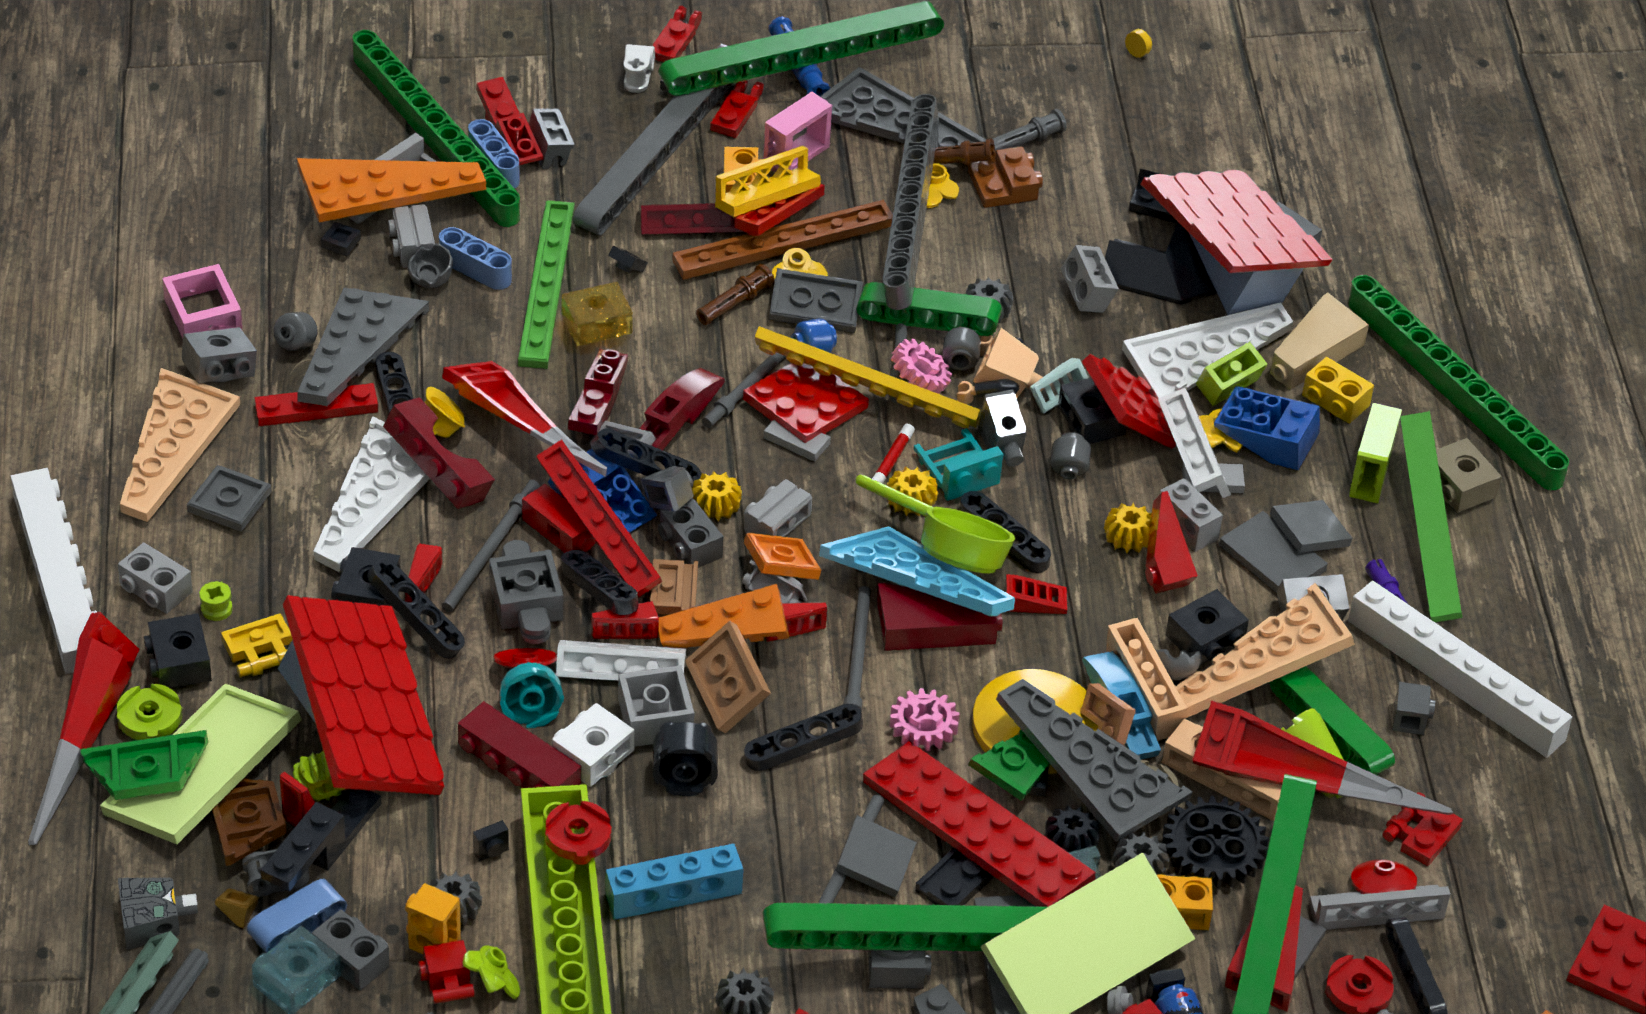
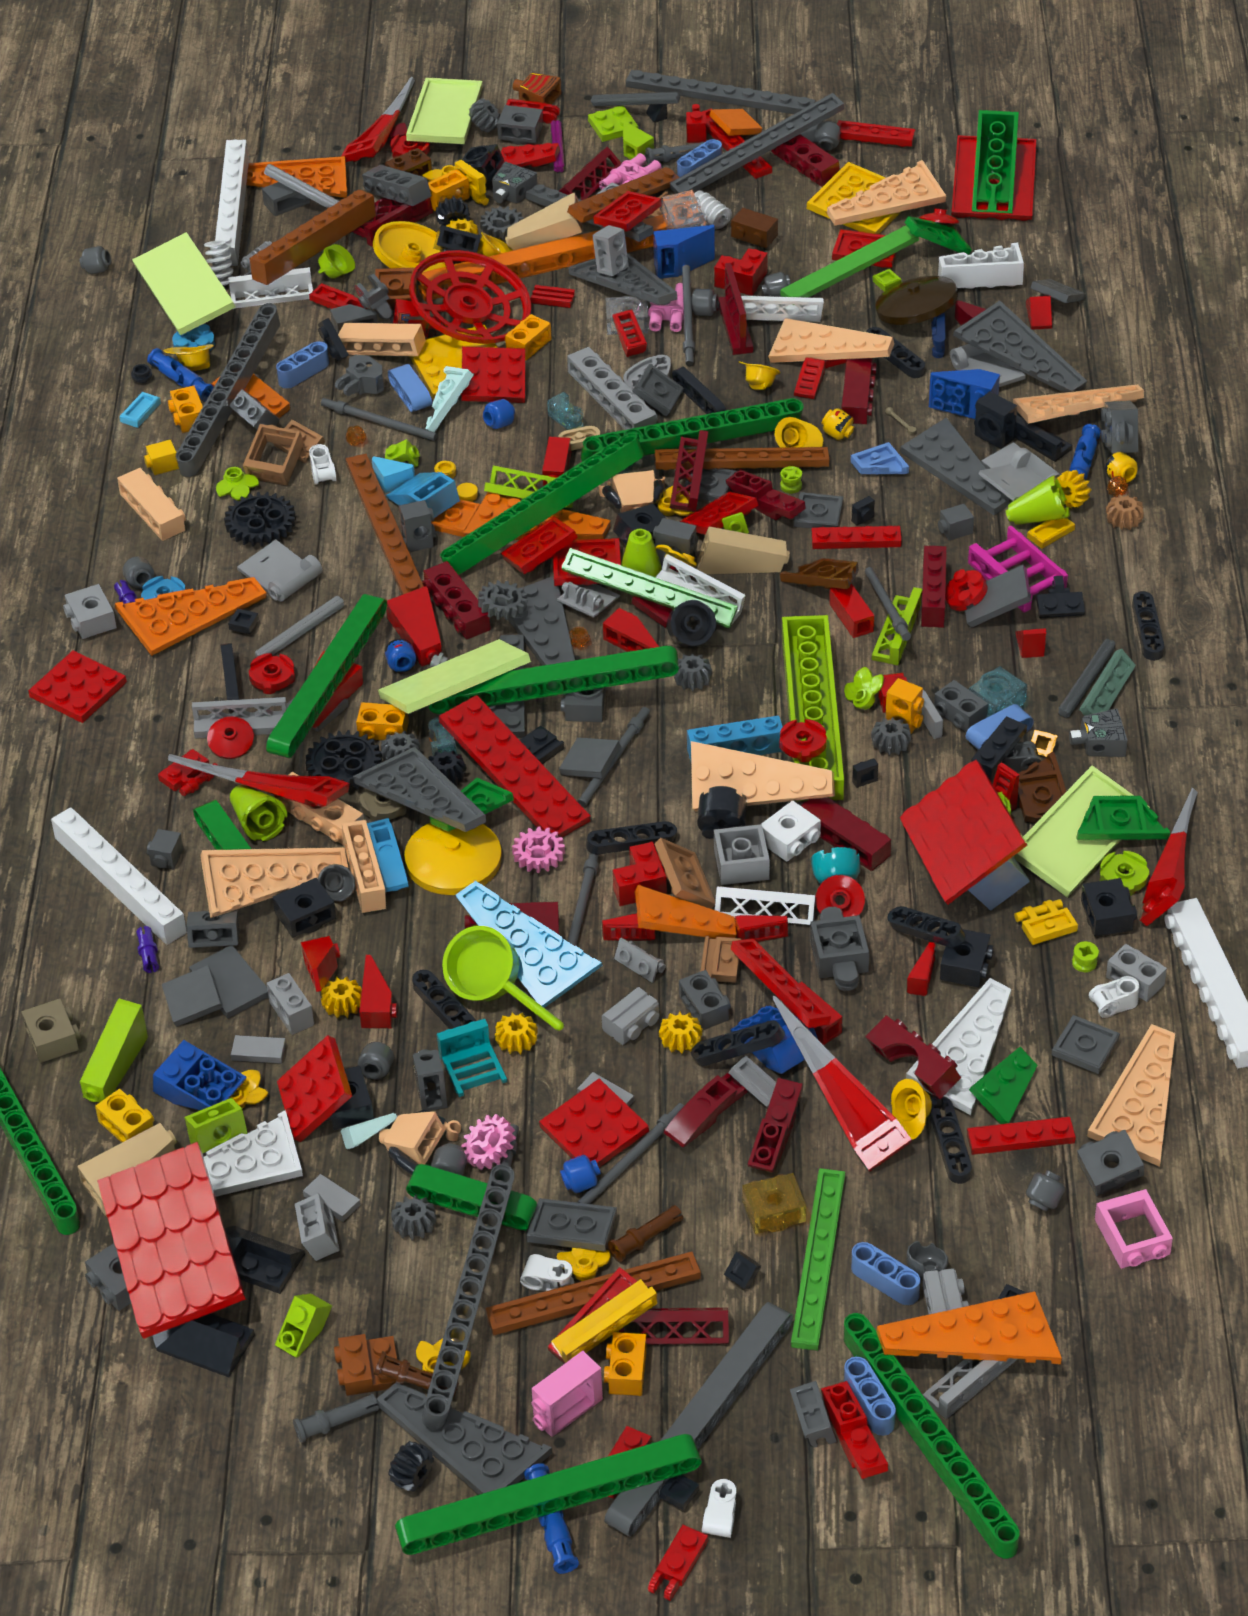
camera: 170 degrees left, 0 degrees up
(186, 547) = (1115, 996): none -> white piece
(329, 448) = (1005, 1085): none -> green wing
(356, 334) = (987, 1197): dark grey wing -> none
(397, 935) = (931, 717): none -> light grey tile
(488, 548) = (845, 1033): dark grey bar -> none
(599, 582) = (782, 949): black beam -> none
(644, 791) = (757, 777): none -> light nougat wing
(668, 488) = (720, 1011): dark grey slope -> none
(782, 556) = (630, 969): orange tile -> none
(789, 676) = (644, 870): none -> red brick
(837, 250) = (545, 1273): none -> white piece
(878, 382) = (541, 1120): yellow plate -> none
(894, 453) = (526, 1075): red bar -> none
(941, 81) = (411, 1466): none -> black gear
(1022, 587) = (430, 942): red slope -> none
(1079, 202) = (303, 1323): none -> lime slope
(1083, 327) = (338, 1199): none -> light grey tile
(1088, 528) = (376, 998): none -> red slope
(1108, 712) = (403, 824): nougat plate -> none
(1138, 43) = (189, 1532): yellow tile -> none
(1162, 980) = (404, 669): black plate -> none
(1192, 442) = (269, 1050): white fence -> none
(1431, 517) = (92, 989): bright green tile -> none

